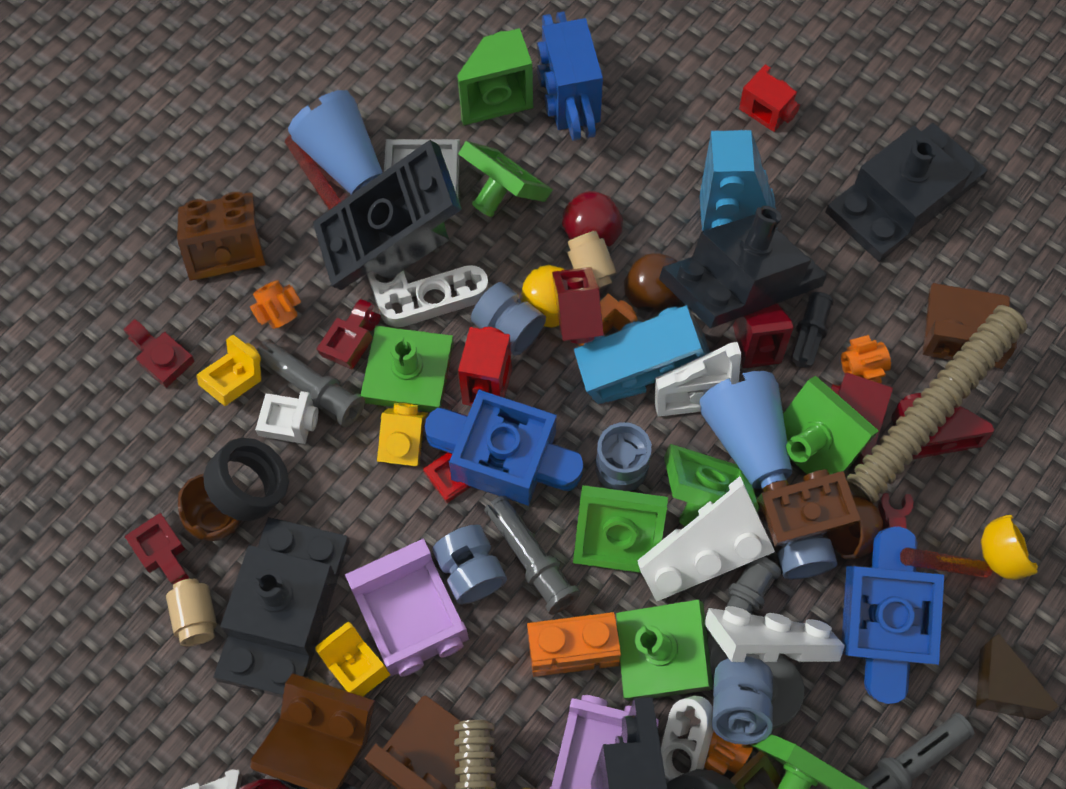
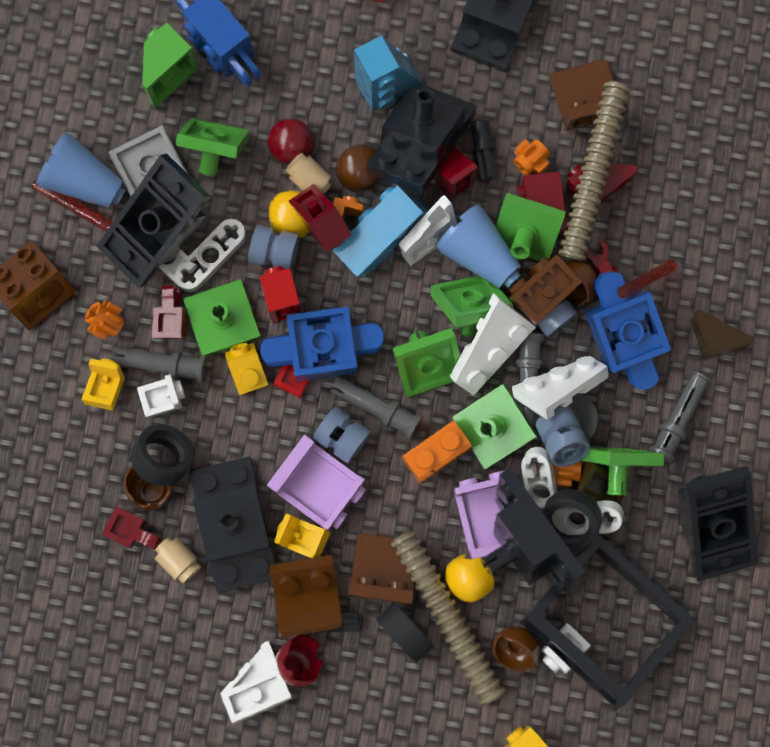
camera: 30 degrees left, 15 degrees up
(161, 356) = (44, 396): dark red plate -> none
(628, 449) = (404, 310): sand blue wheel -> none
(1006, 549) = (680, 247): yellow hair -> none

